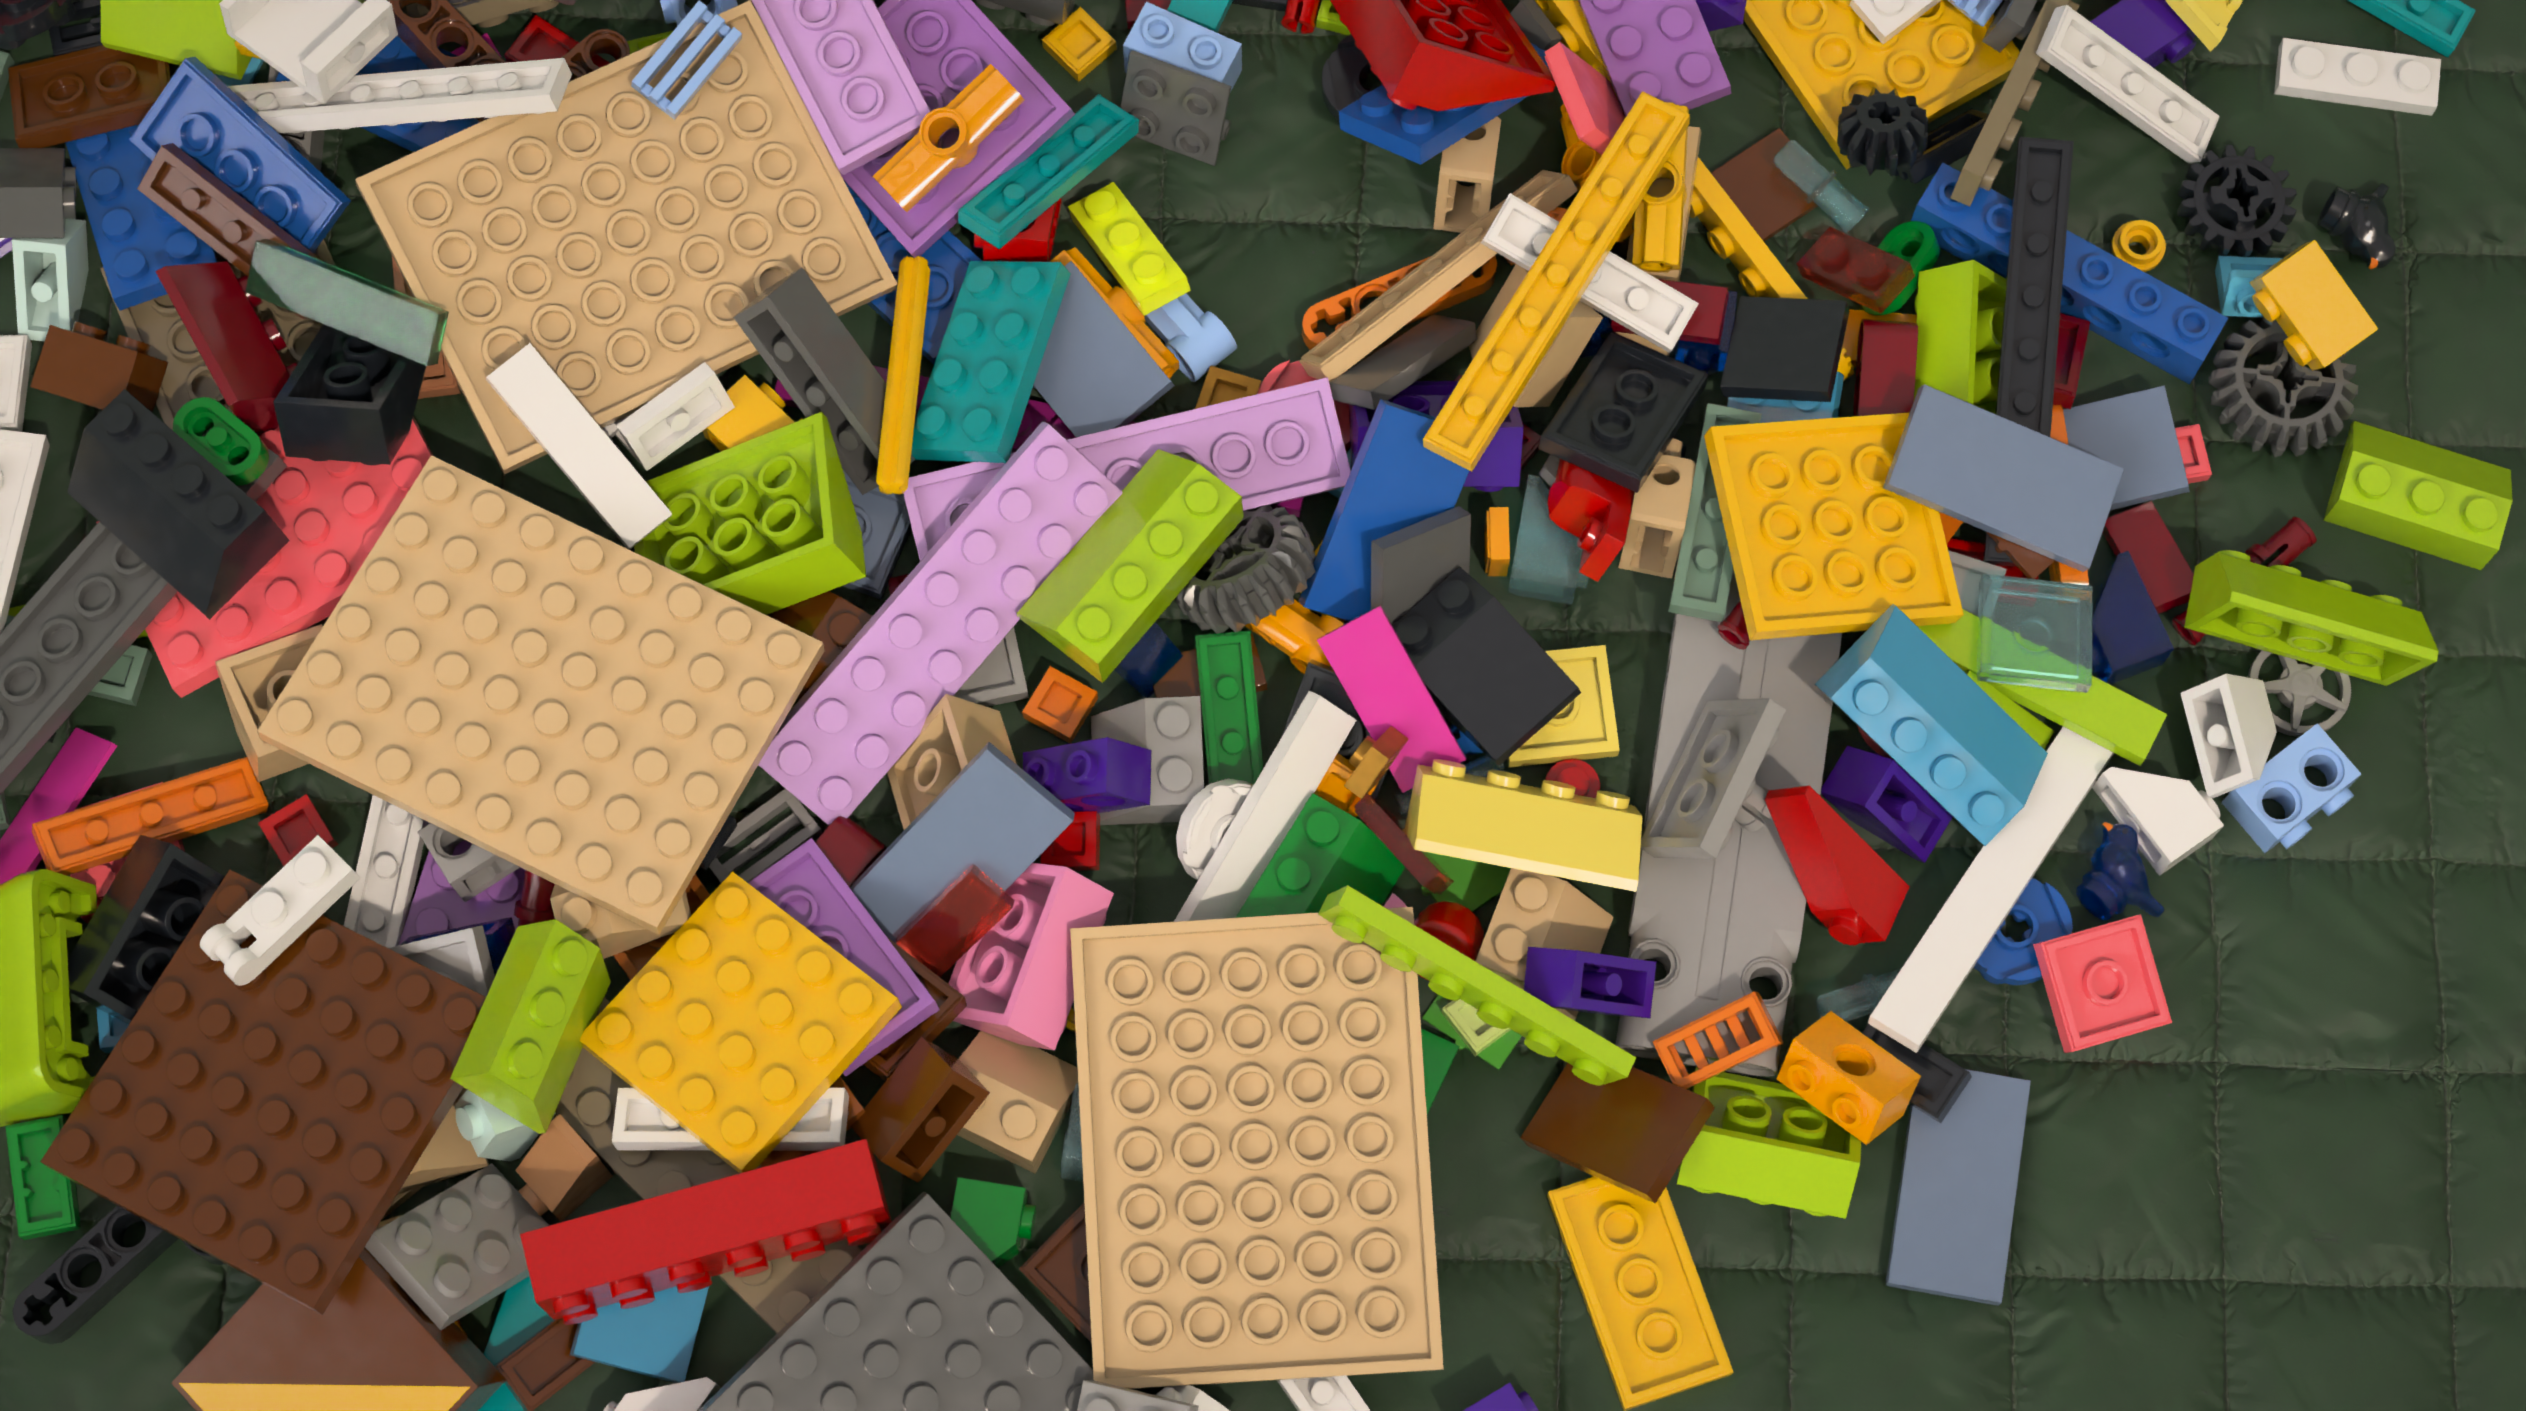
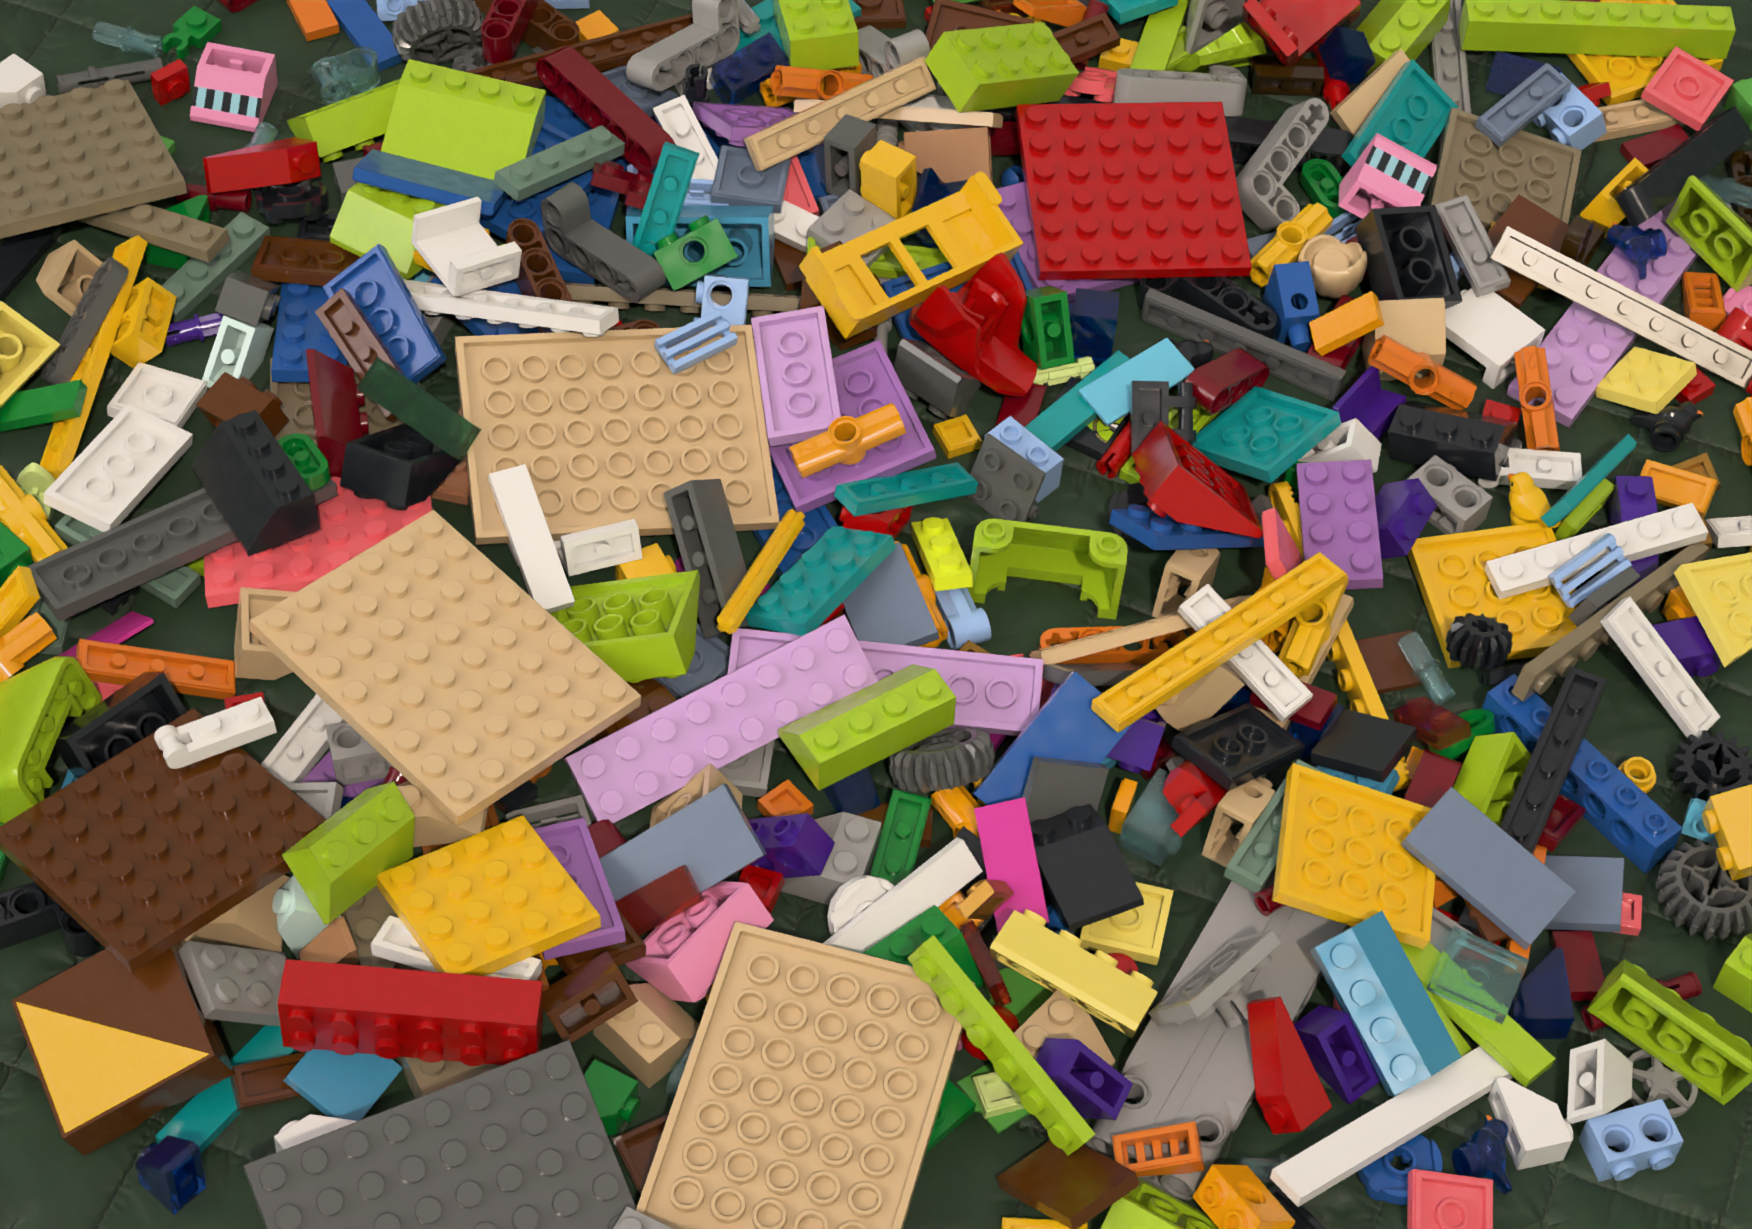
camera: 15 degrees right, 20 degrees down
(1338, 186) = (1049, 554): none -> lime windscreen

